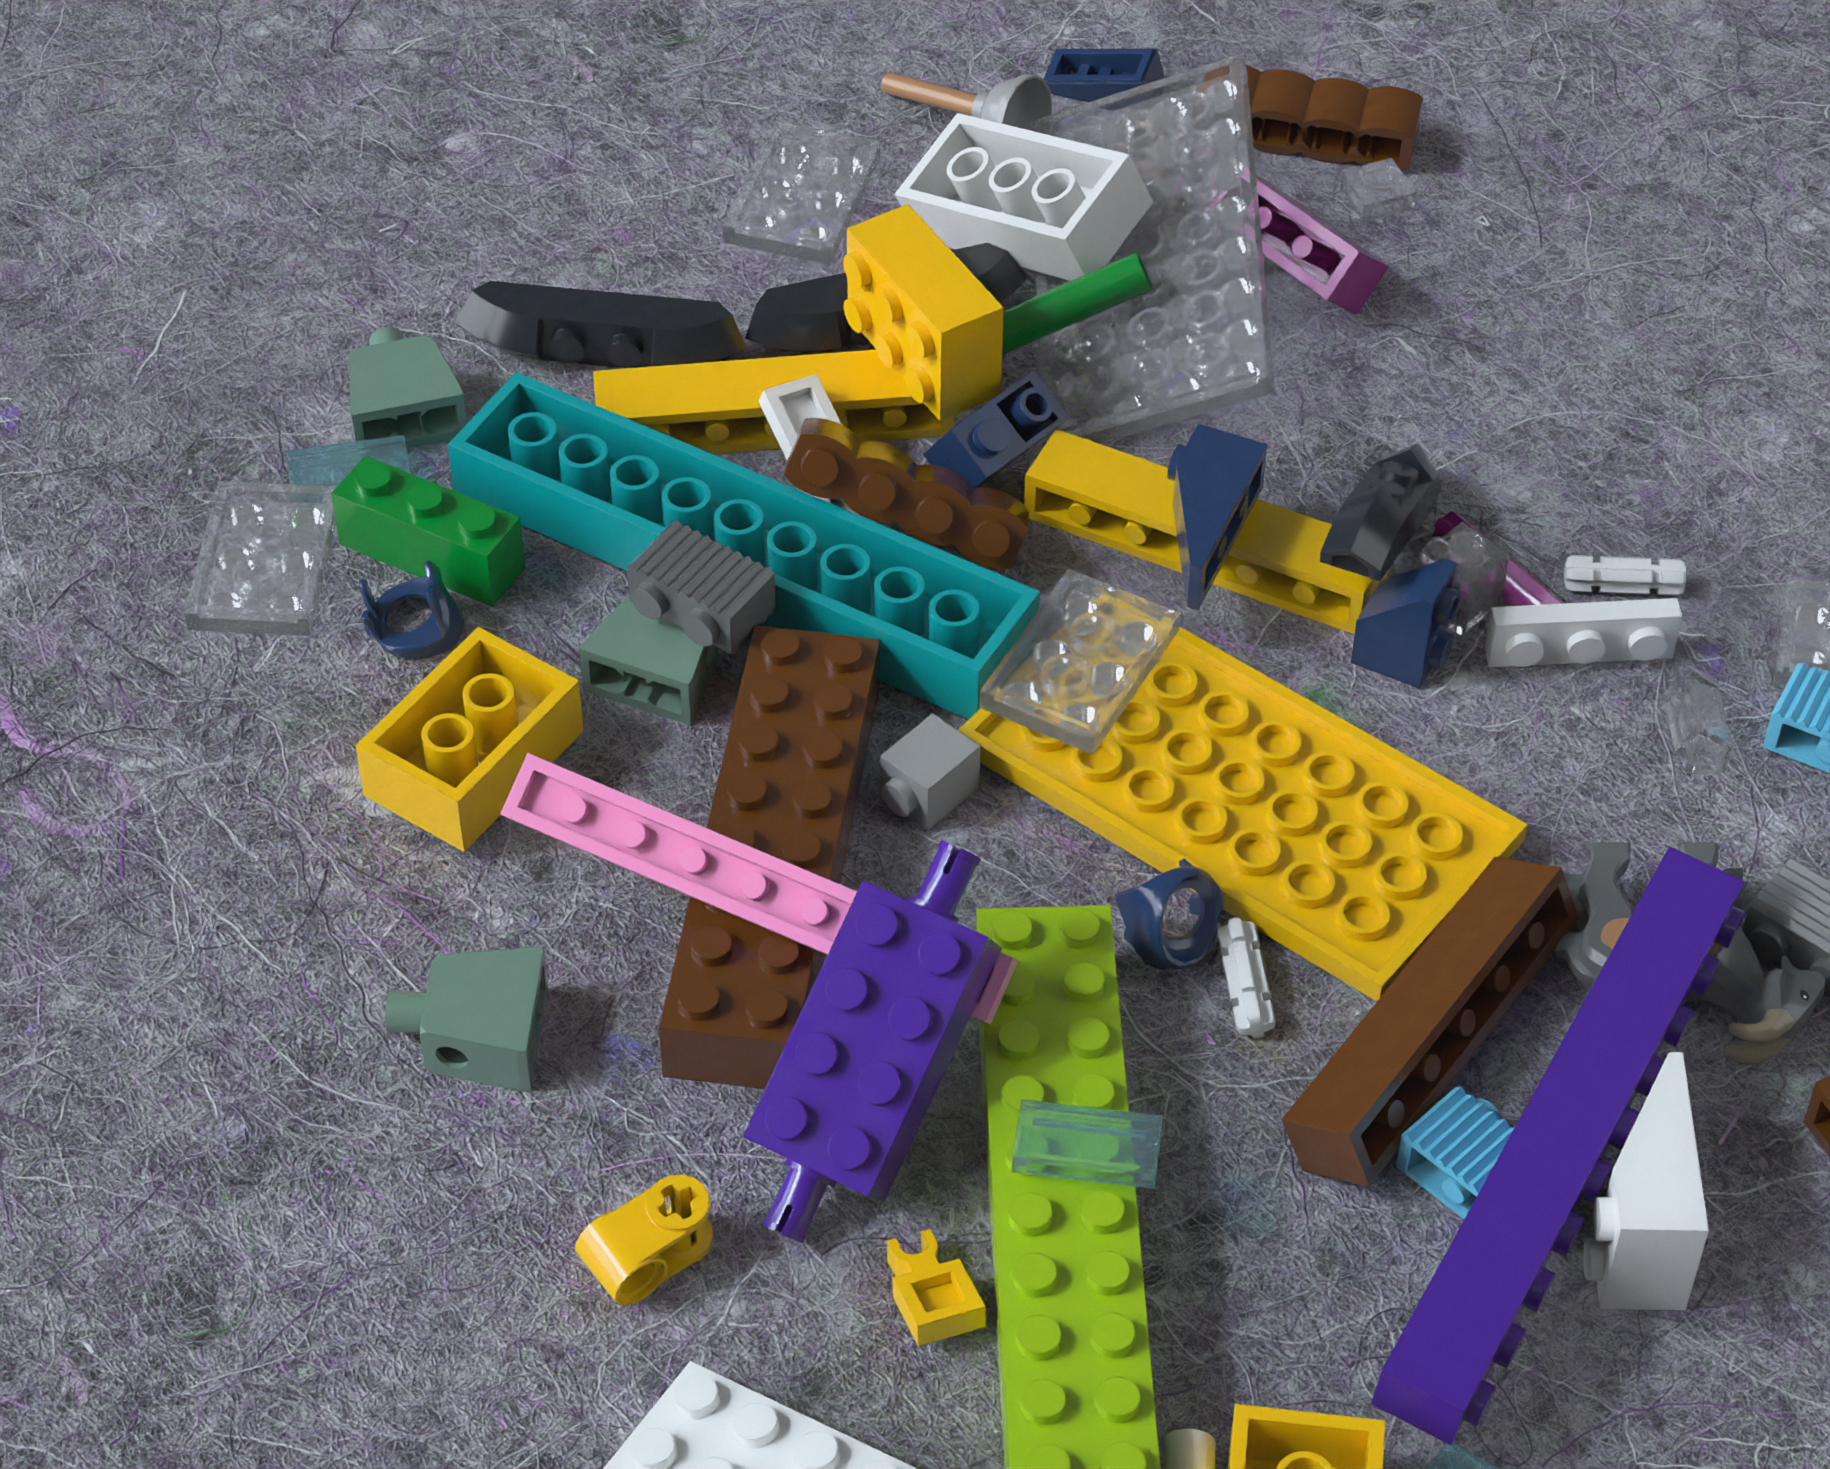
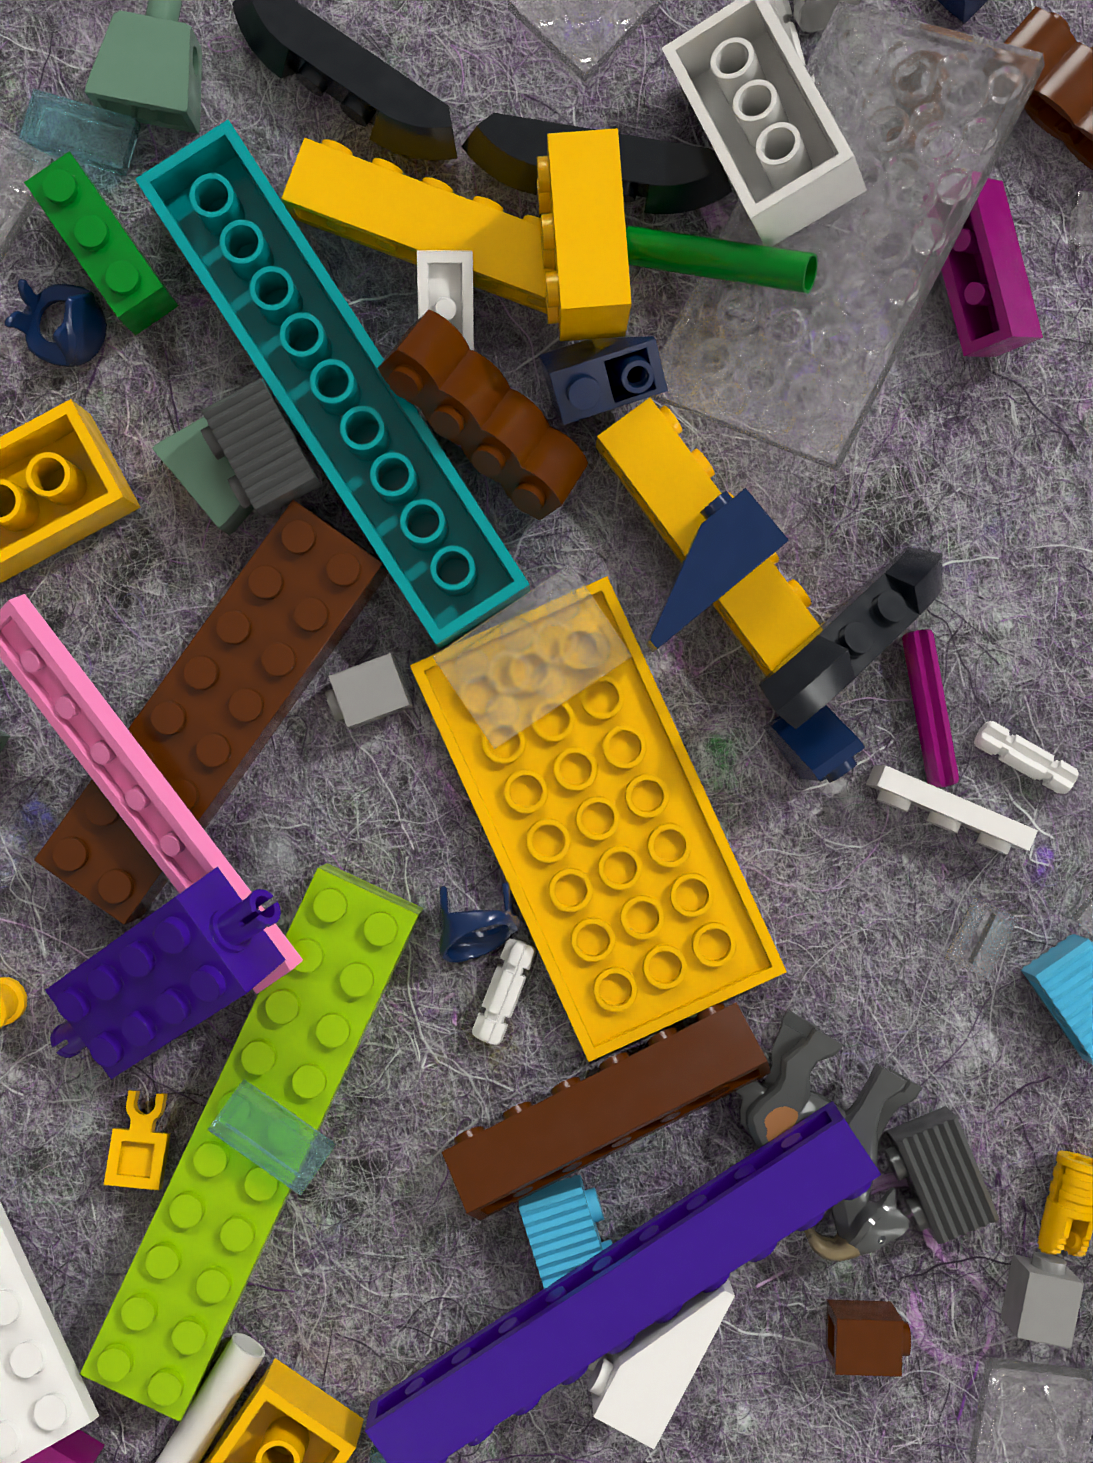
camera: 25 degrees right, 40 degrees up
(1478, 573) = (889, 706): clear brick -> none

